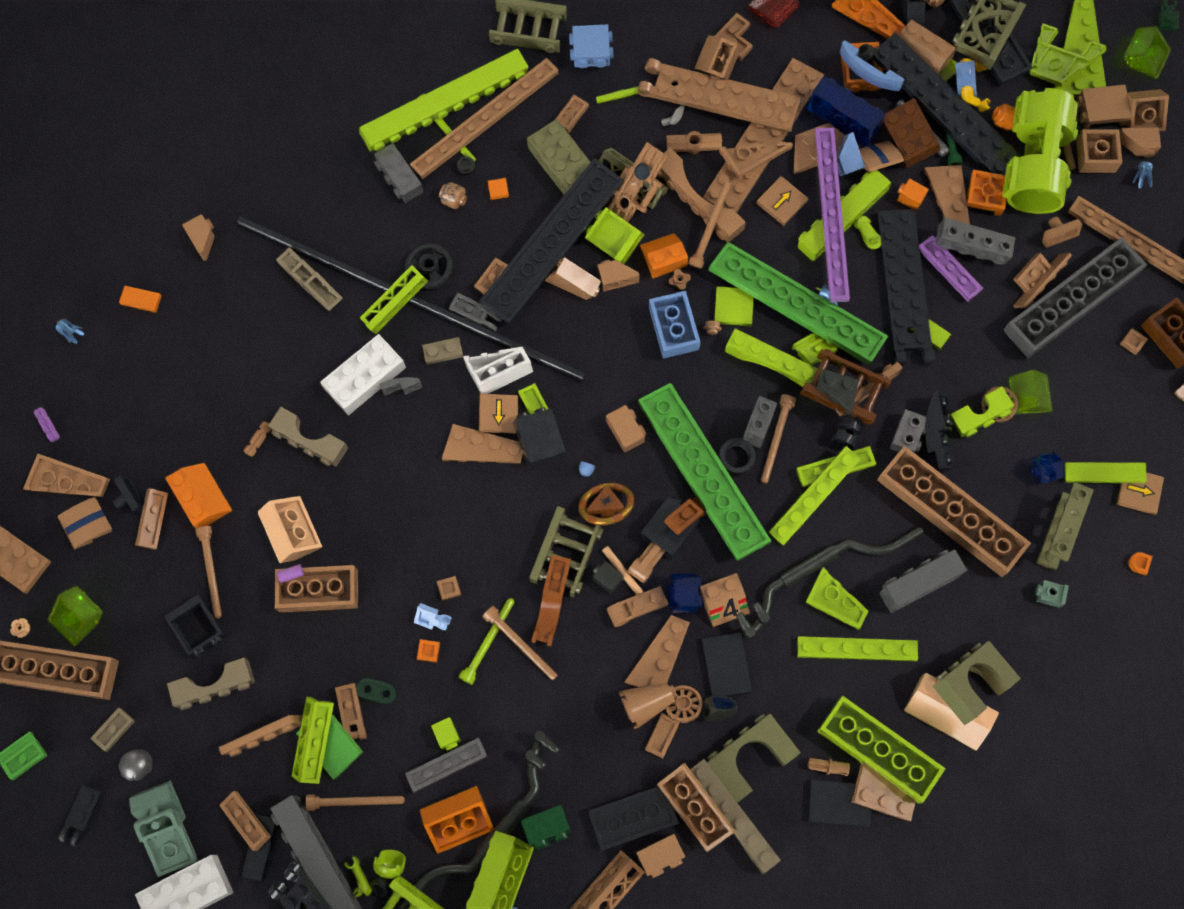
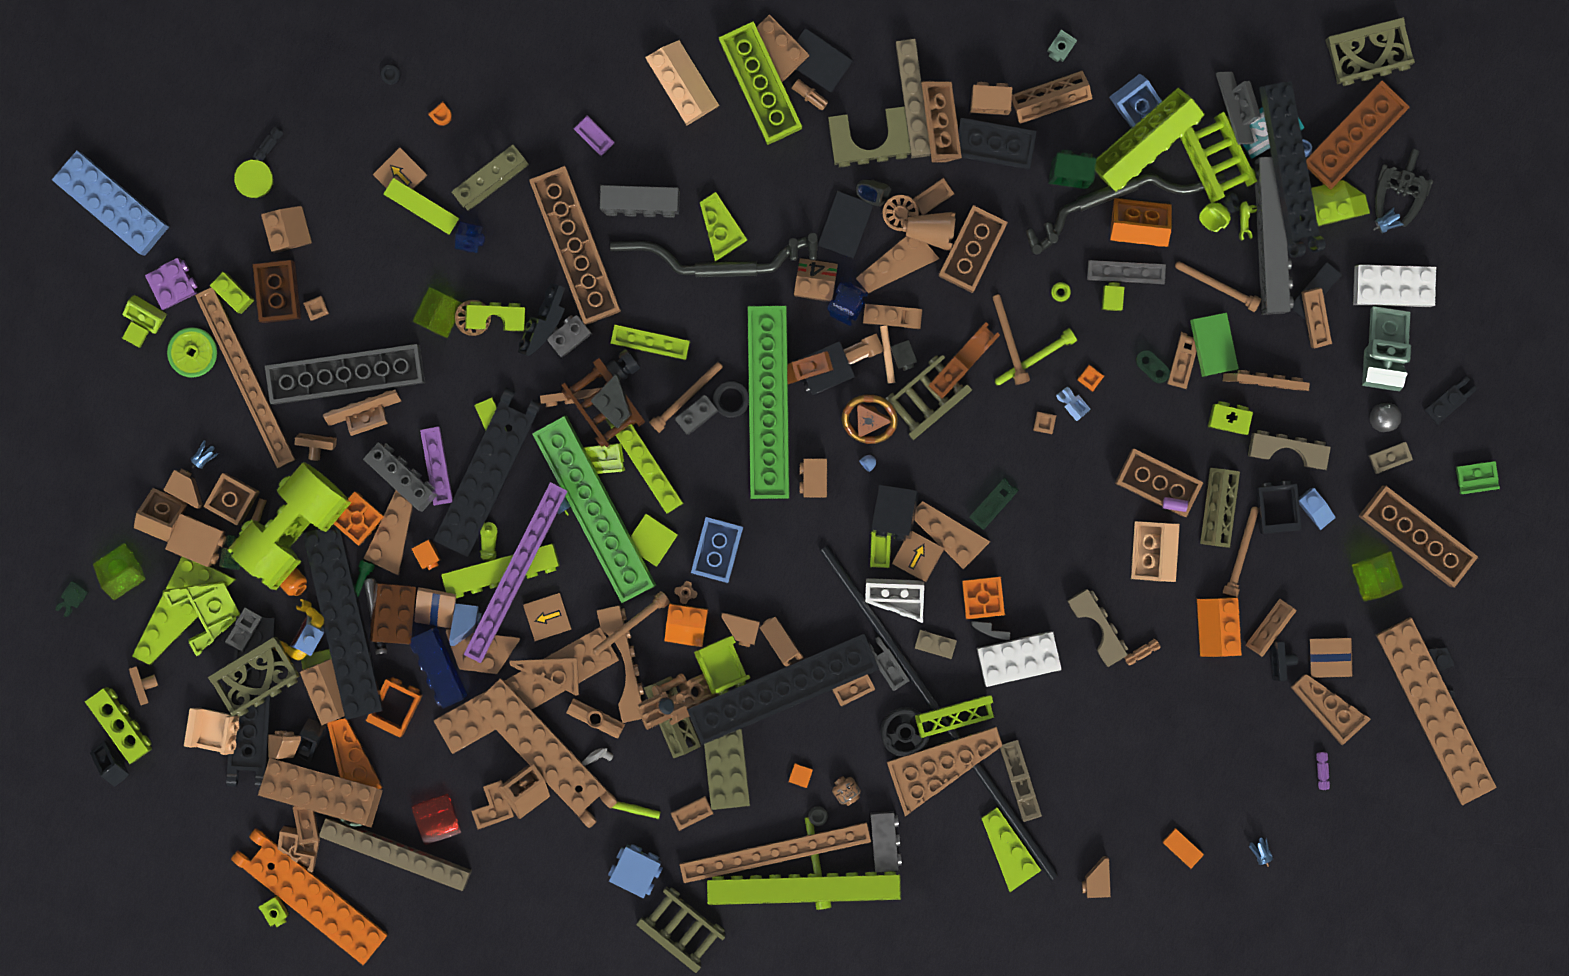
camera: 150 degrees left, 15 degrees up
(23, 631) = (1429, 587): light nougat plate -> none
(162, 646) = (1316, 508): none -> medium blue slope
(253, 597) = (1217, 507): none -> olive fence
(268, 683) = (1239, 425): none -> lime brick
(287, 220) = (1010, 852): none -> lime wing
(312, 740) = (1227, 352): lime fence -> none
(384, 253) = (934, 768): none -> medium nougat wing
(421, 408) = (983, 597): none -> orange piece
(456, 492) = (993, 504): none -> clear green plate
(492, 709) = (1065, 287): none -> lime plate
(599, 705) = (972, 249): none -> medium nougat brick
(712, 327) = (683, 530): medium nougat plate -> none
(814, 495) = (685, 326): lime plate -> none
(857, 648) = (727, 177): lime plate -> none
(866, 52) = (386, 714): pearl dark grey plate -> none
(888, 81) = (404, 718): medium blue slope -> none
(955, 687) = (671, 97): olive arch -> none
(996, 619) = (593, 135): none -> medium lavender tile
(1020, 58) = (243, 629): none -> dark grey slope
(1044, 596) = (541, 137): sand green brick -> none

